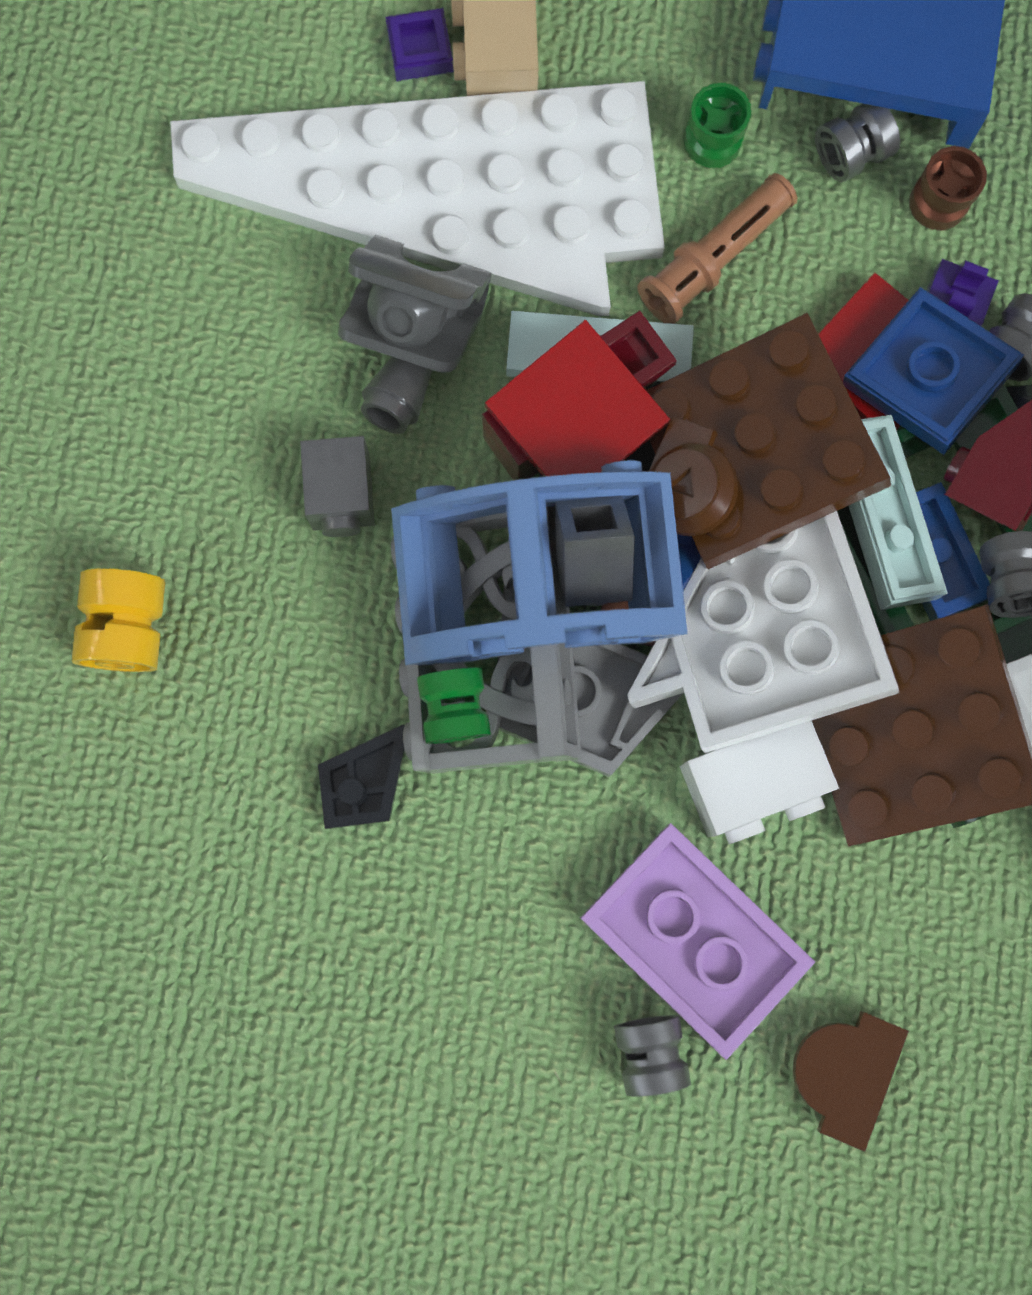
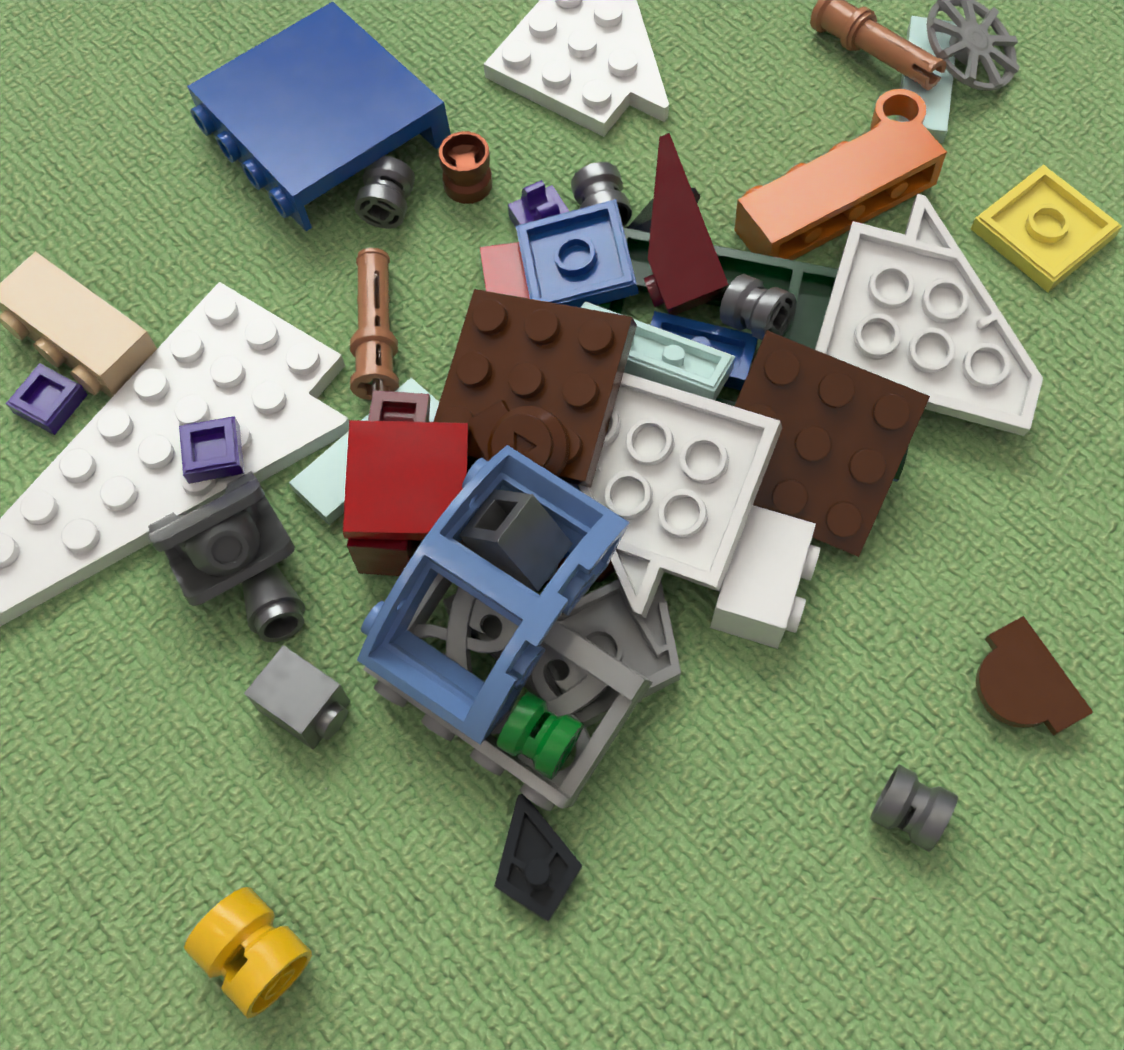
camera: 45 degrees left, 15 degrees down
(481, 223) = (211, 449): none -> tile
(697, 940) = (849, 710): lavender plate -> none
(717, 125) = (293, 261): green wheel -> none

